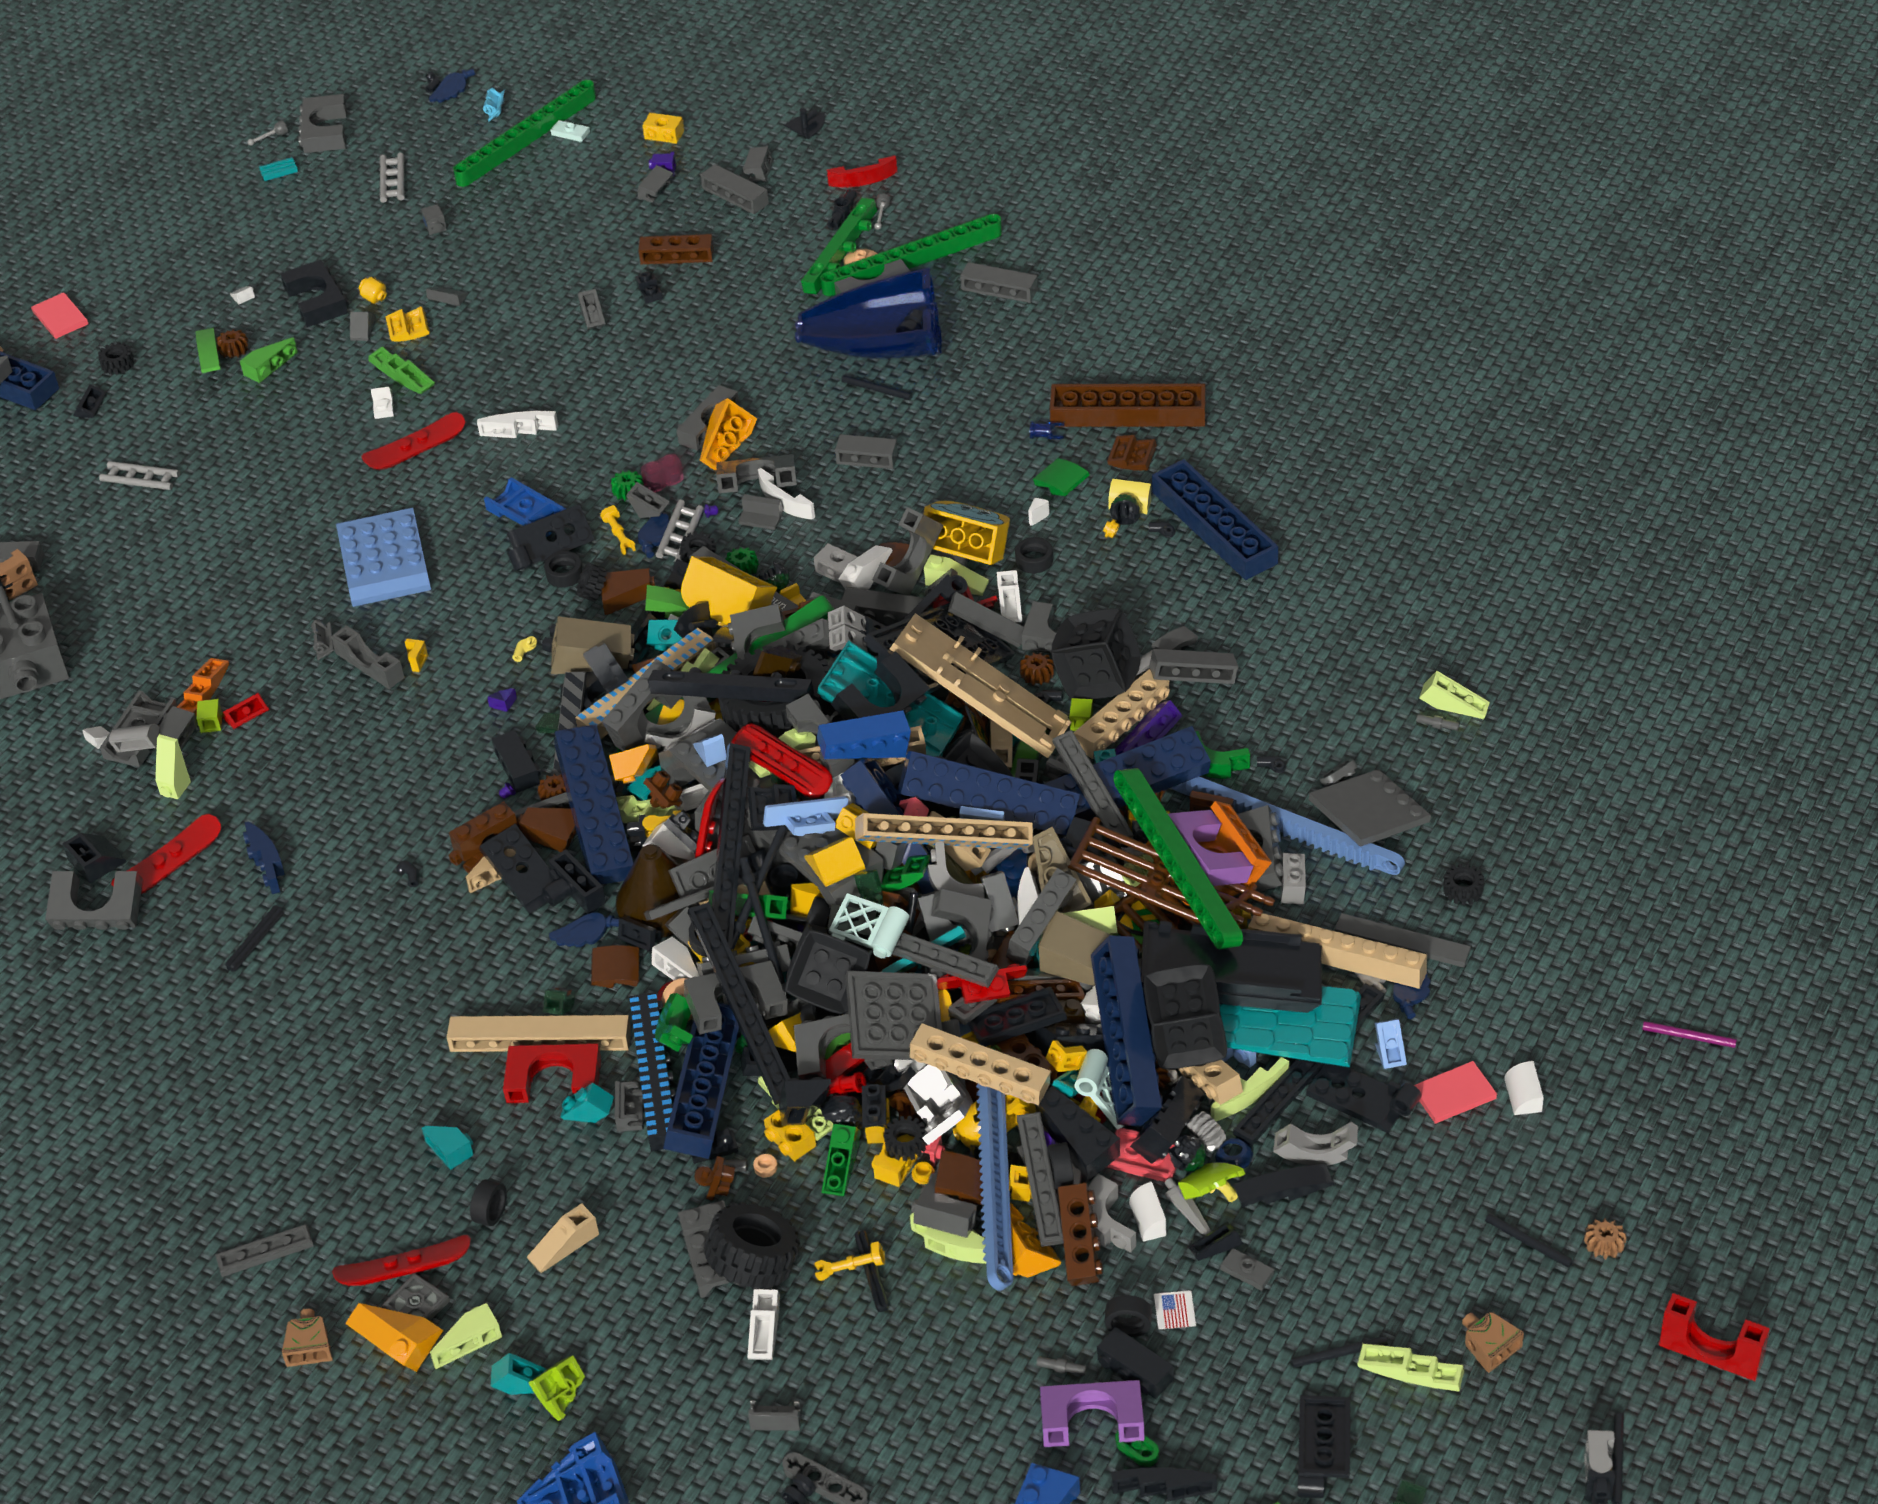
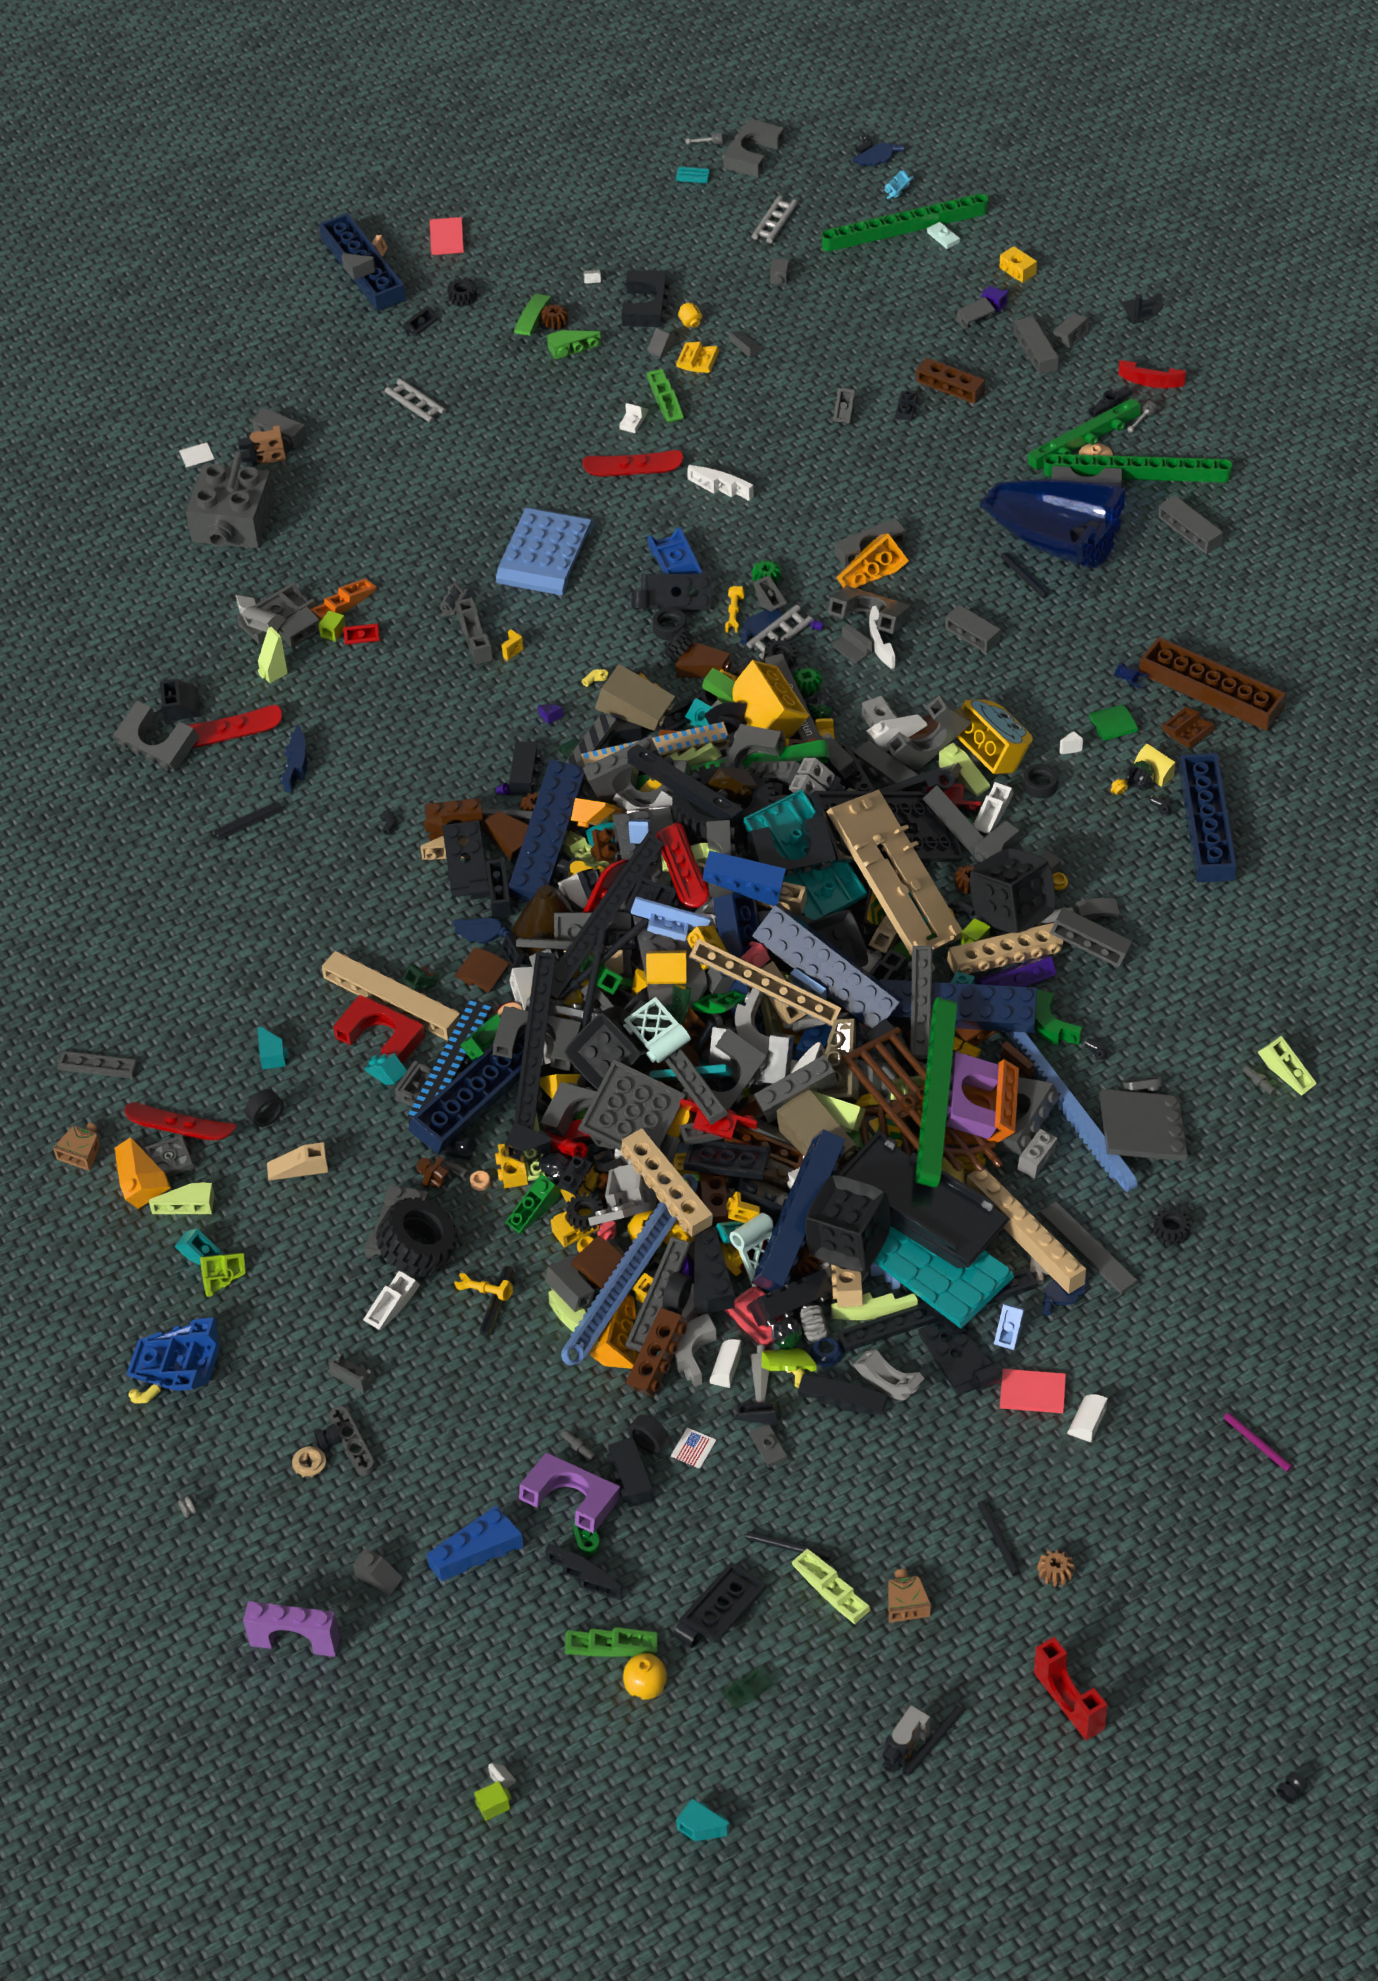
camera: 30 degrees right, 5 degrees up
(605, 667) = (632, 722): black panel -> none
(662, 473) = (799, 575): clear pink brick -> none

